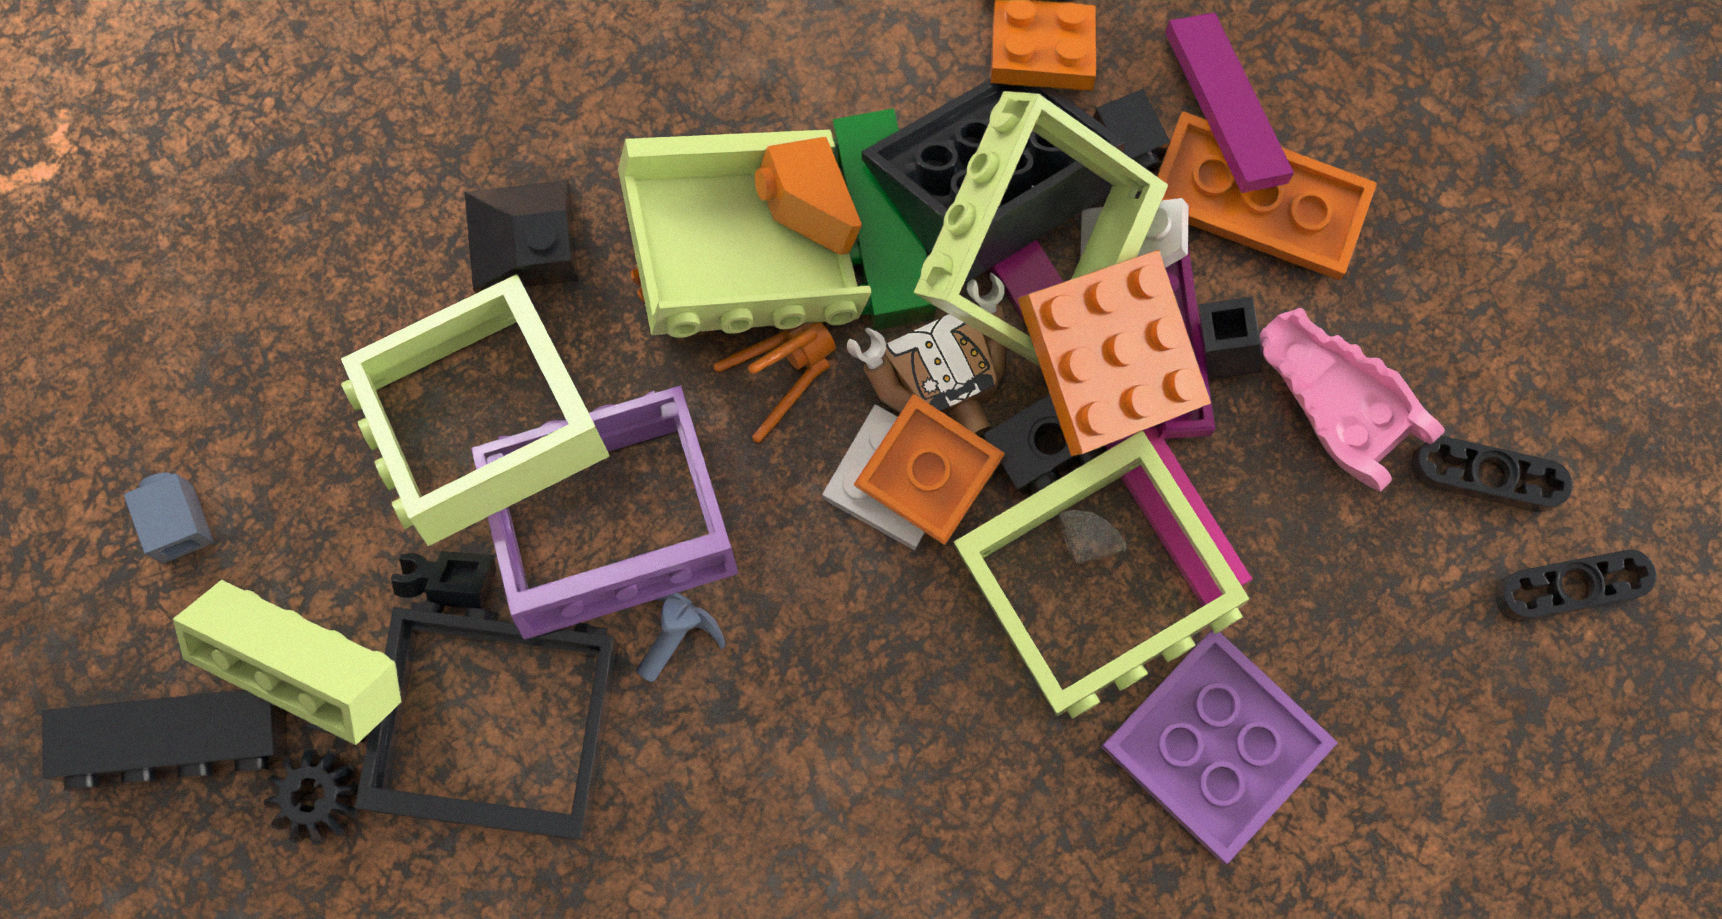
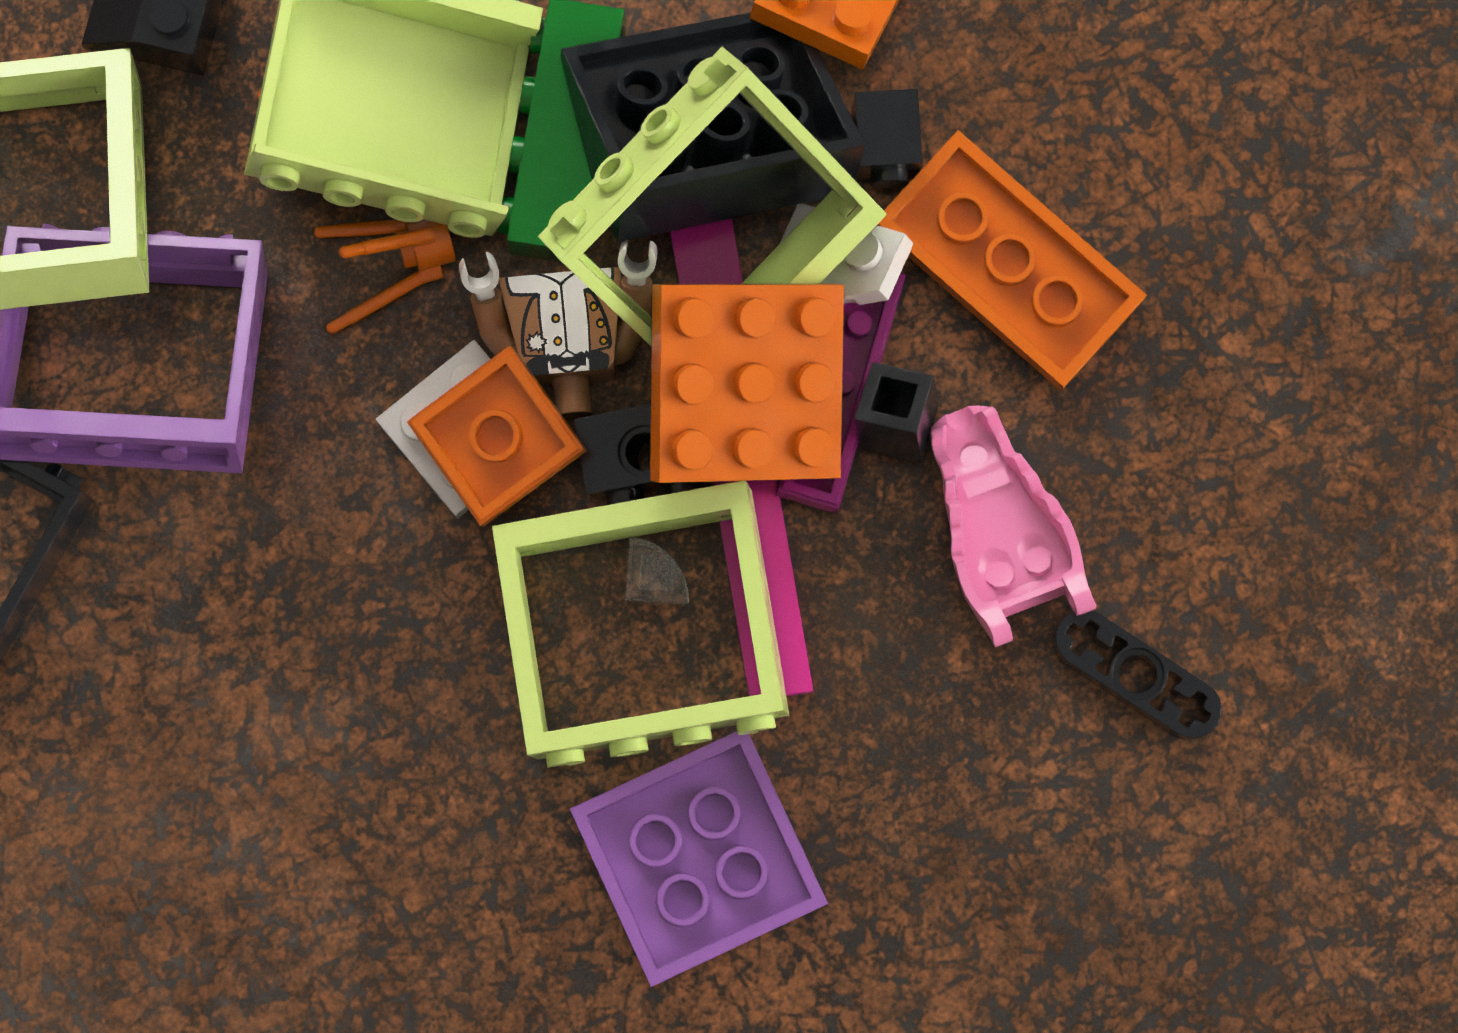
camera: 20 degrees right, 5 degrees up
(676, 619) = (156, 498): sand blue plant -> none
(809, 193) = (485, 73): orange slope -> none
(1229, 103) = (1014, 139): magenta tile -> none
(1607, 564) = (1220, 858): black beam -> none

